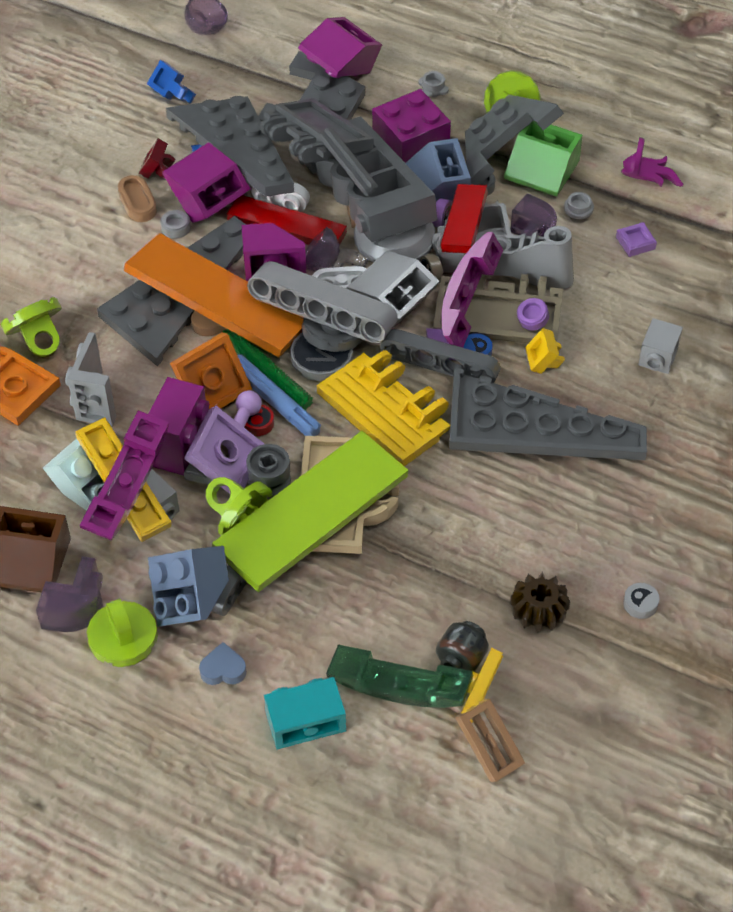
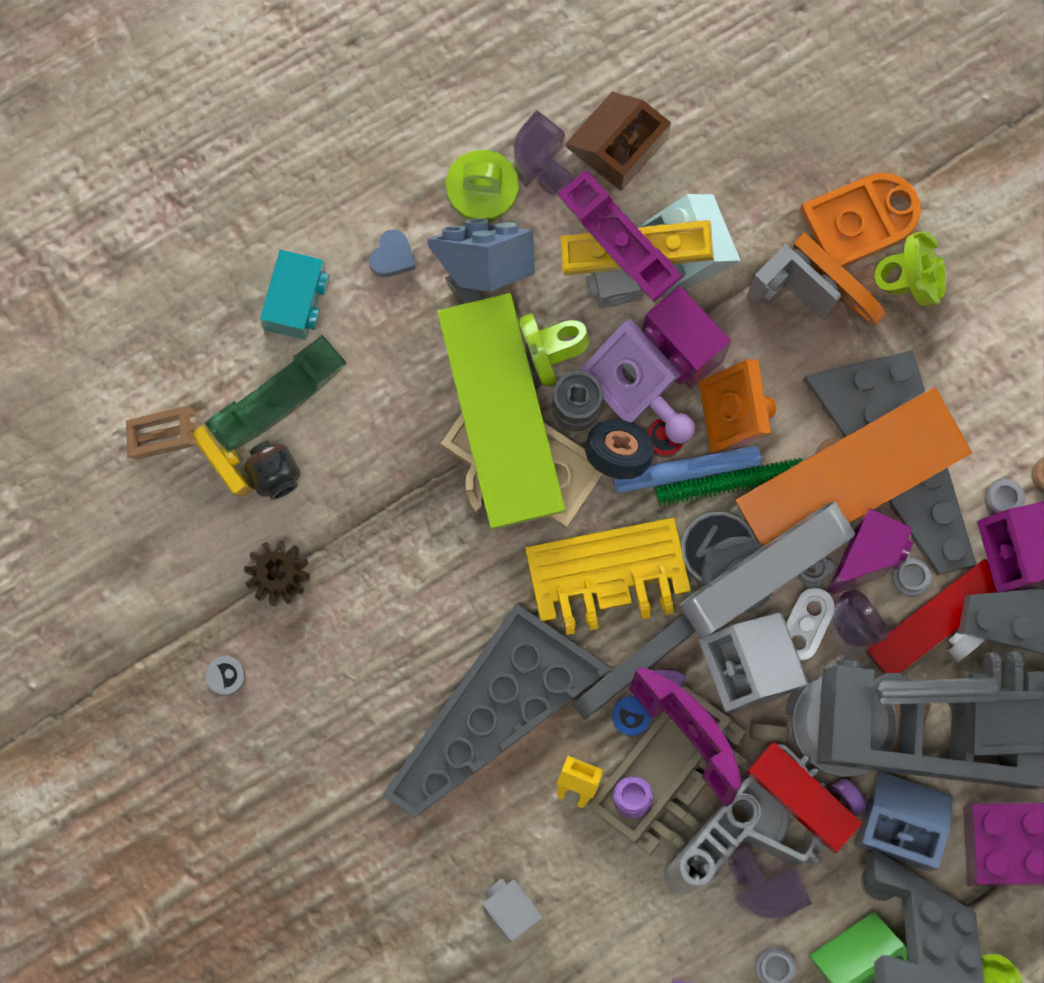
camera: 115 degrees right, 25 degrees up
(58, 389) = (852, 292): none -> orange tile
(283, 420) = (622, 462): none -> black bush

